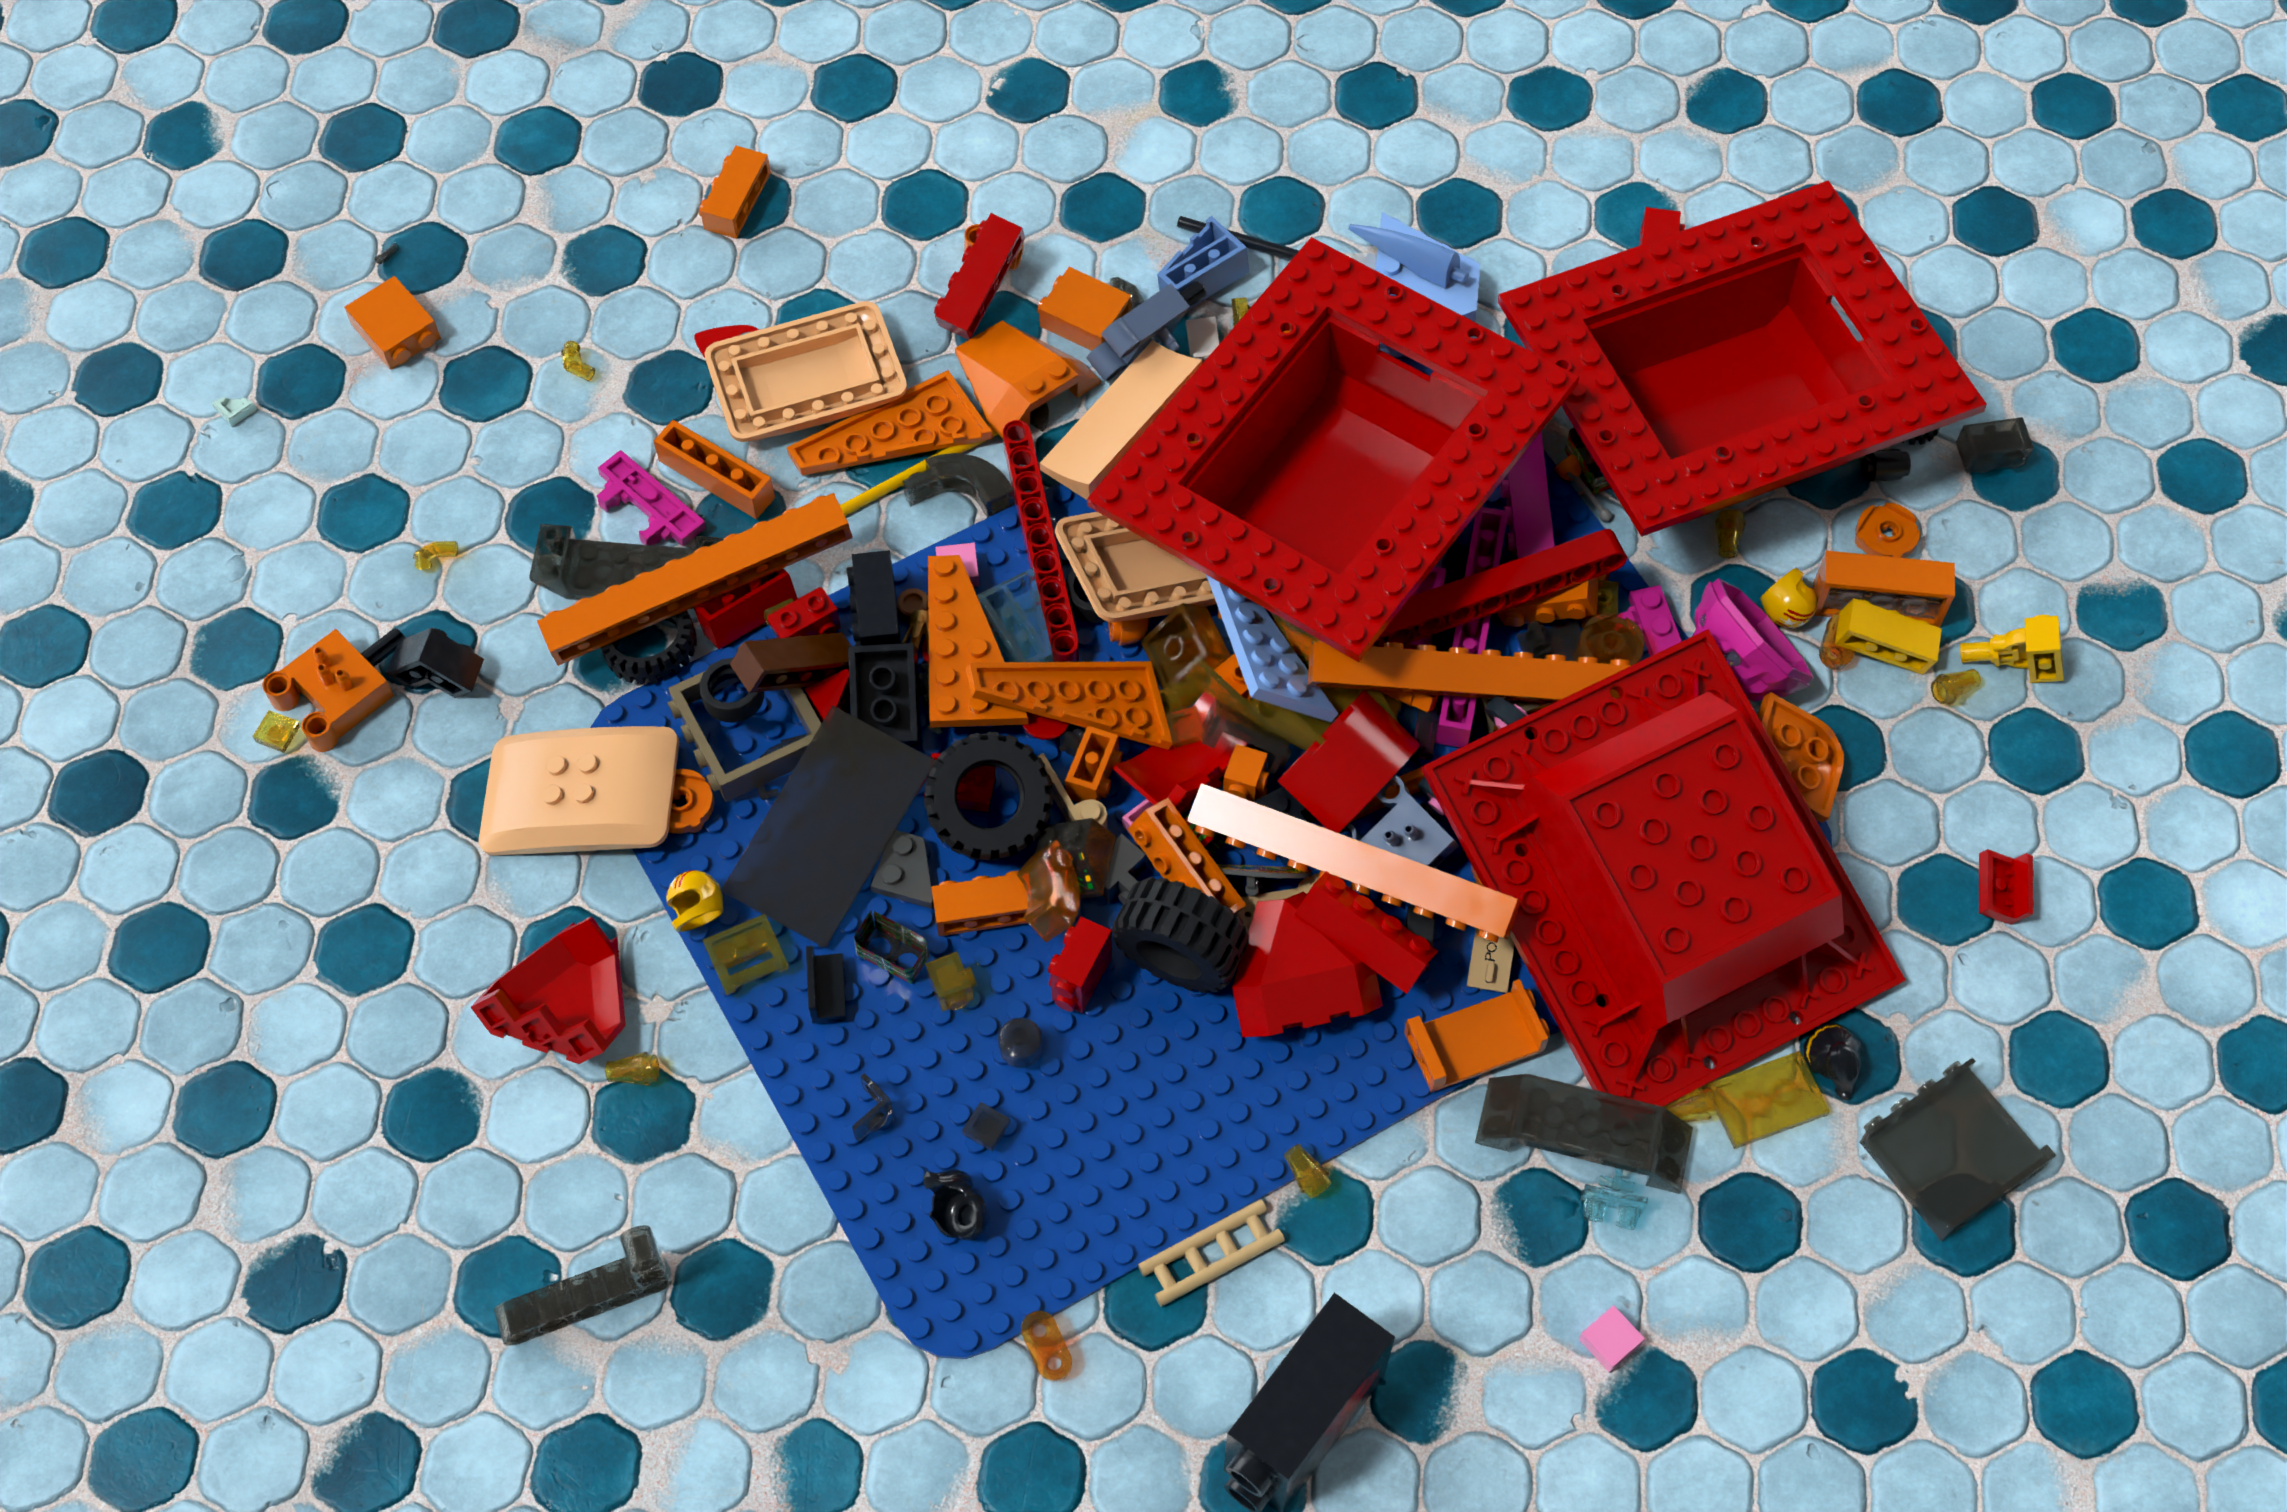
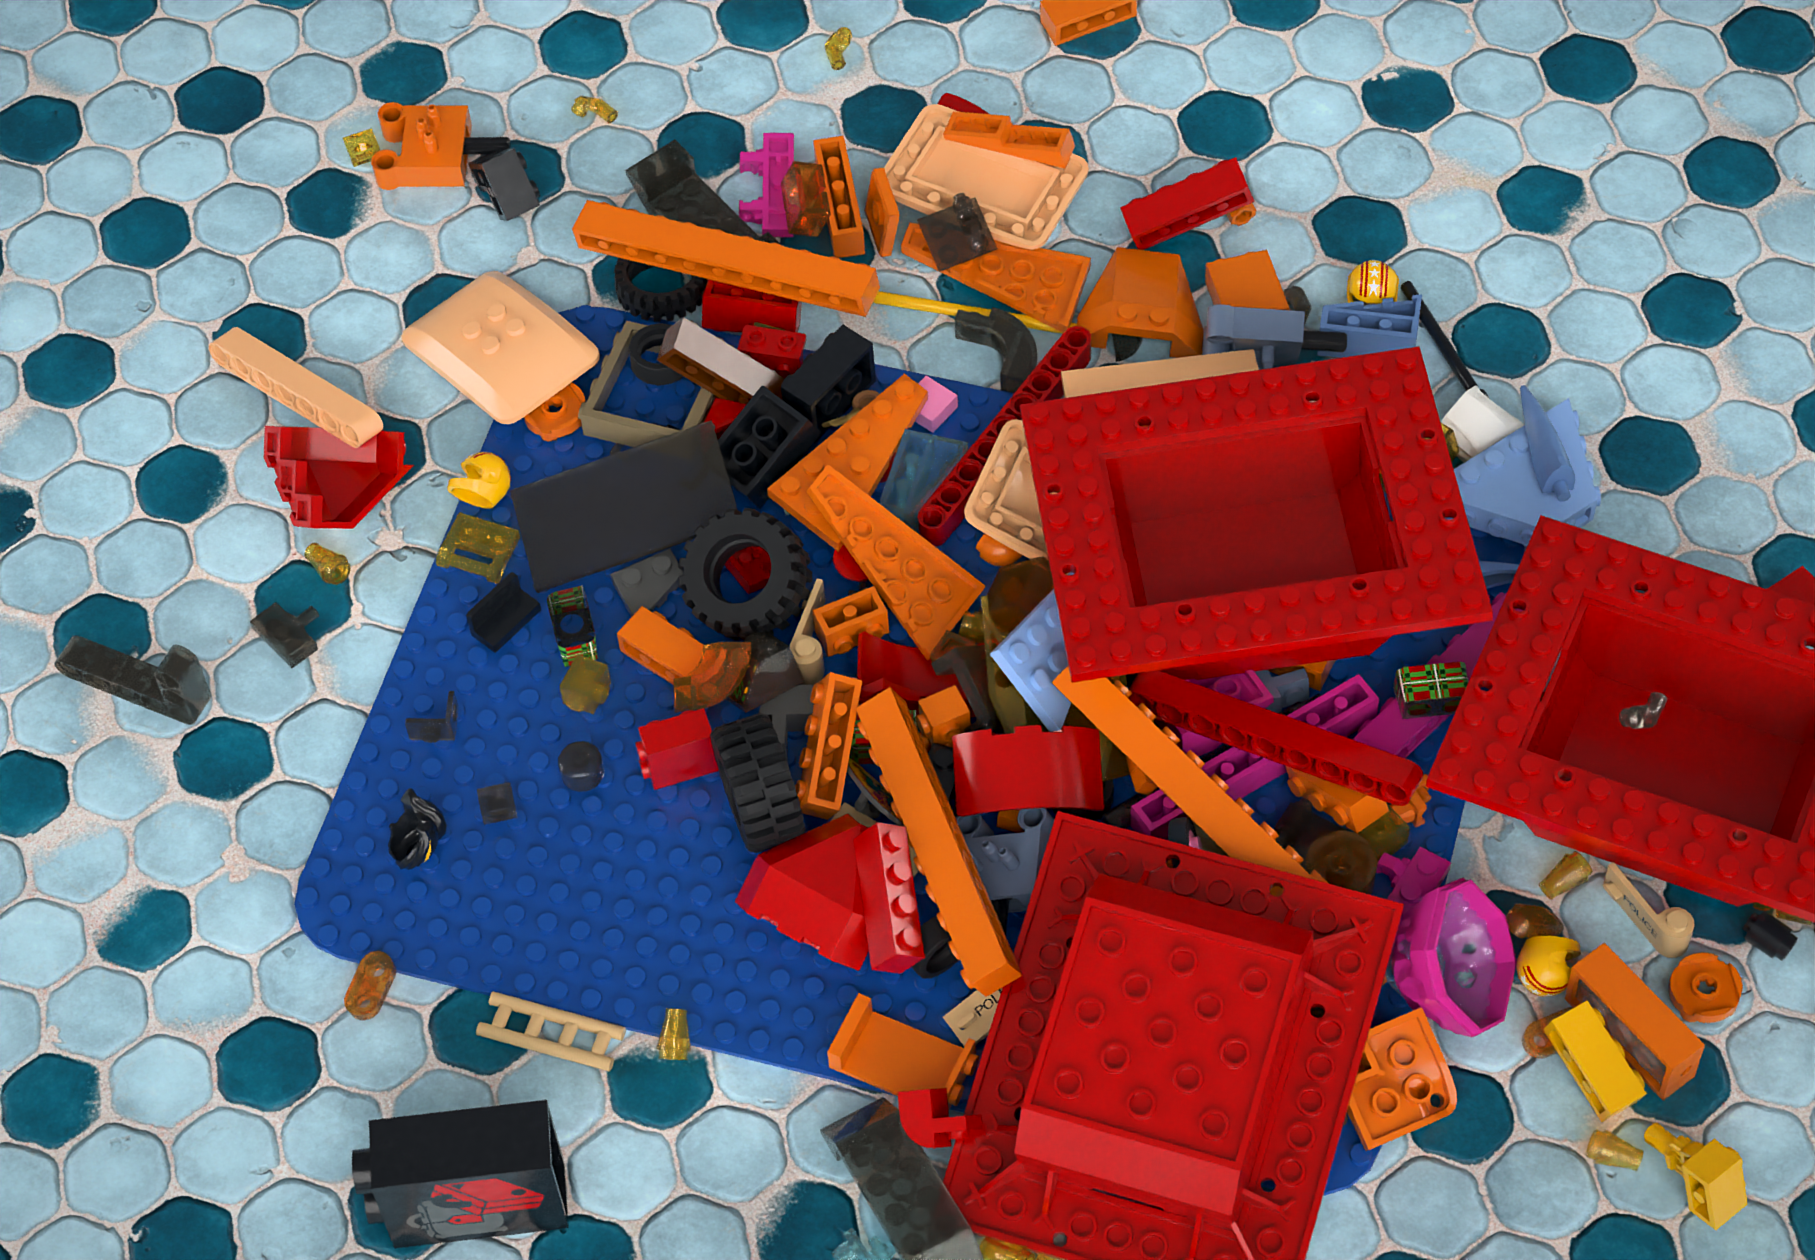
camera: 50 degrees right, 5 degrees down
(451, 958) = (296, 387): none -> light nougat beam
(664, 1150) = (286, 633): none -> clear smoke plate
(685, 487) = (804, 199): none -> clear orange piece
(765, 452) = (882, 212): none -> orange plate
(787, 330) = (998, 134): none -> orange slope
(839, 426) = (957, 233): none -> clear smoke hinge
(1165, 235) = (1372, 282): none -> yellow helmet
(1537, 476) = (1430, 689): none -> piece
(1557, 1063) = (927, 1118): none -> red brick
(1726, 368) = (1644, 715): none -> clear smoke arm
(1753, 579) = (1533, 921): none -> clear orange plate
(1826, 519) = (1666, 931): none -> tan door

